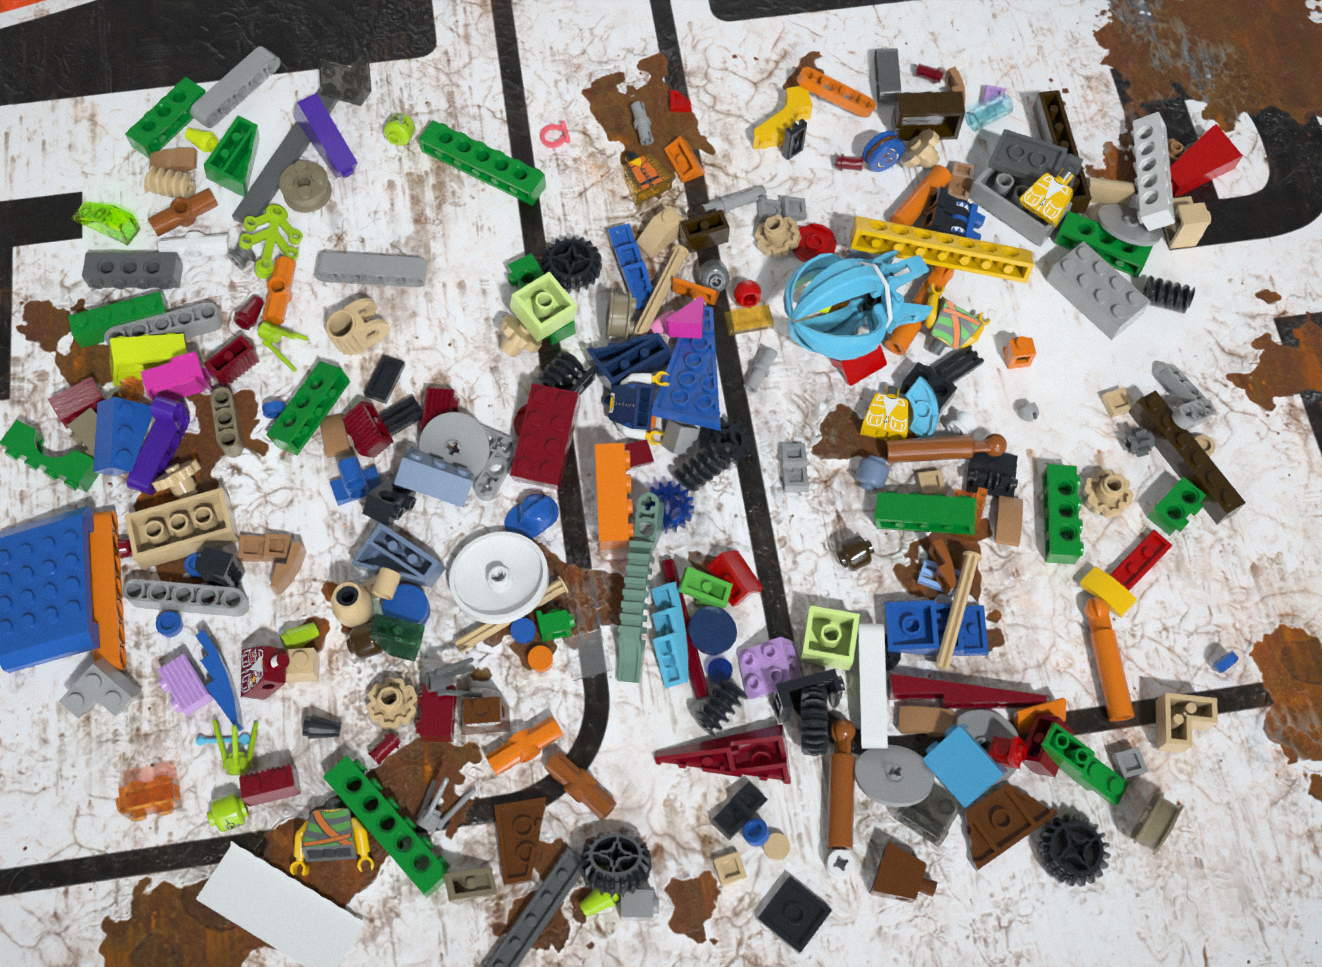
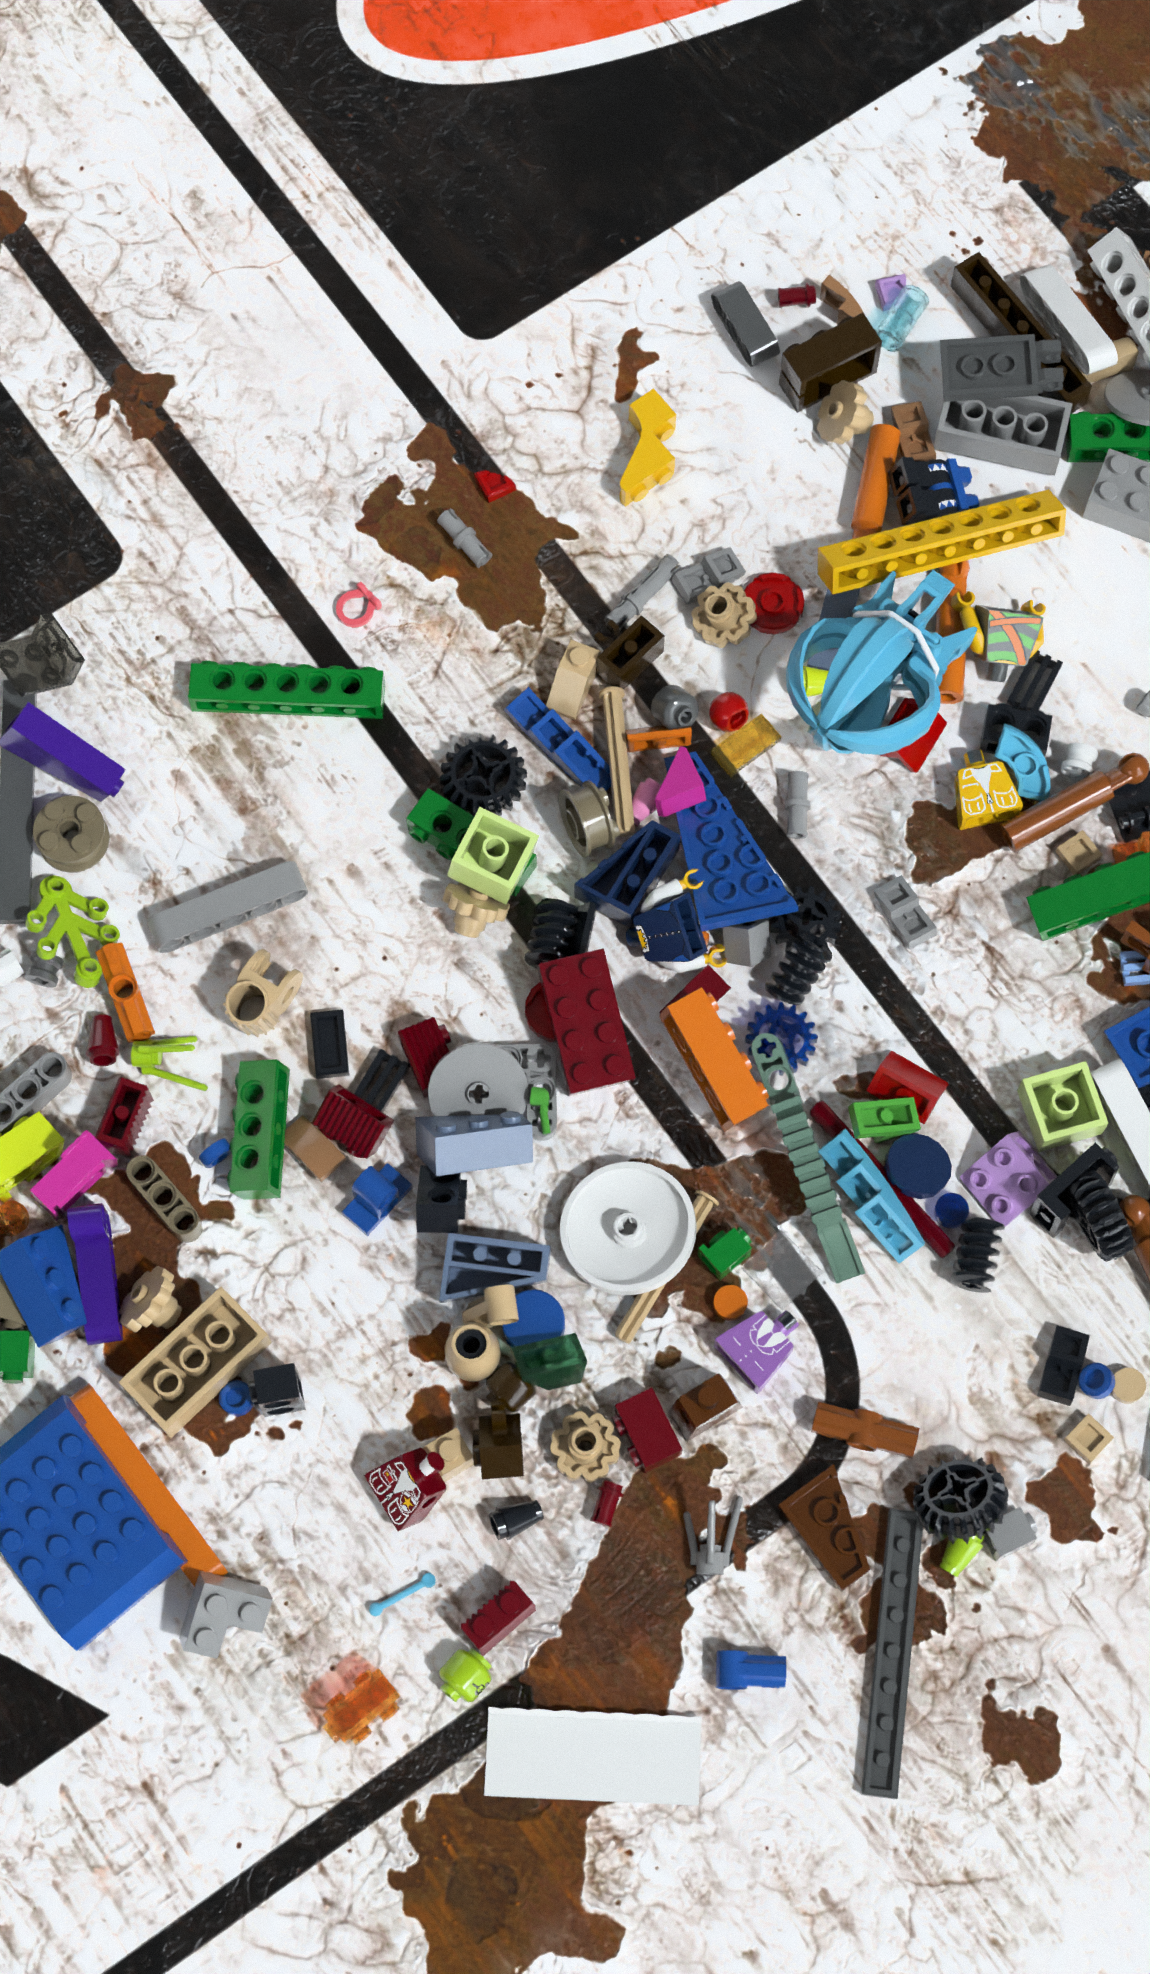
camera: 25 degrees left, 5 degrees up
(124, 548) = (133, 1422): dark red hinge -> none
(169, 624) = (247, 1489): blue tile -> none
(176, 591) = (234, 1444): light grey beam -> none
(185, 685) = (317, 1552): lavender brick -> none
(222, 686) = (367, 1533): blue slope -> none
(237, 762) = (440, 1611): lime plant -> none
(264, 549) = (309, 1335): medium nougat slope -> none
(286, 573) = (358, 1352): medium nougat slope -> none
(298, 636) = (421, 1423): lime cone -> none
(330, 836) = (608, 1639): torso -> none
(334, 672) = (498, 1444): none -> dark brown brick
(341, 778) = (745, 1634): green brick -> none
(399, 129) = (149, 693): lime head -> none
(408, 904) = (739, 1670): none -> blue piece
(440, 679) = (635, 1388): dark grey plant -> none
(469, 885) = (805, 1609): dark tan slope -> none
(492, 471) = (540, 1097): none -> bright green hand
(523, 631) = (690, 1280): blue tile -> none
(524, 745) = (772, 1416): orange piece -> none
(532, 516) = (618, 1131): blue piece -> none
(540, 695) = (758, 1347): none -> medium lavender torso
(645, 177) = (510, 612): torso -> none
(684, 160) = (545, 564): orange slope -> none
(749, 753) = (1040, 1291): dark red wedge -> none
(794, 138) = (679, 473): black tile -> none
(848, 162) = (758, 471): dark red pin -> none
(855, 553) = (1036, 986): dark brown head -> none
(858, 103) = (730, 380): orange beam -> none
(872, 473) = (1004, 874): sand blue head -> none
(883, 151) = (798, 437): blue head -> none
(1018, 348) = (1101, 632): orange brick -> none
(1049, 196) = (1045, 412): yellow torso -> none
(1097, 155) = (1068, 319): none -> white beam

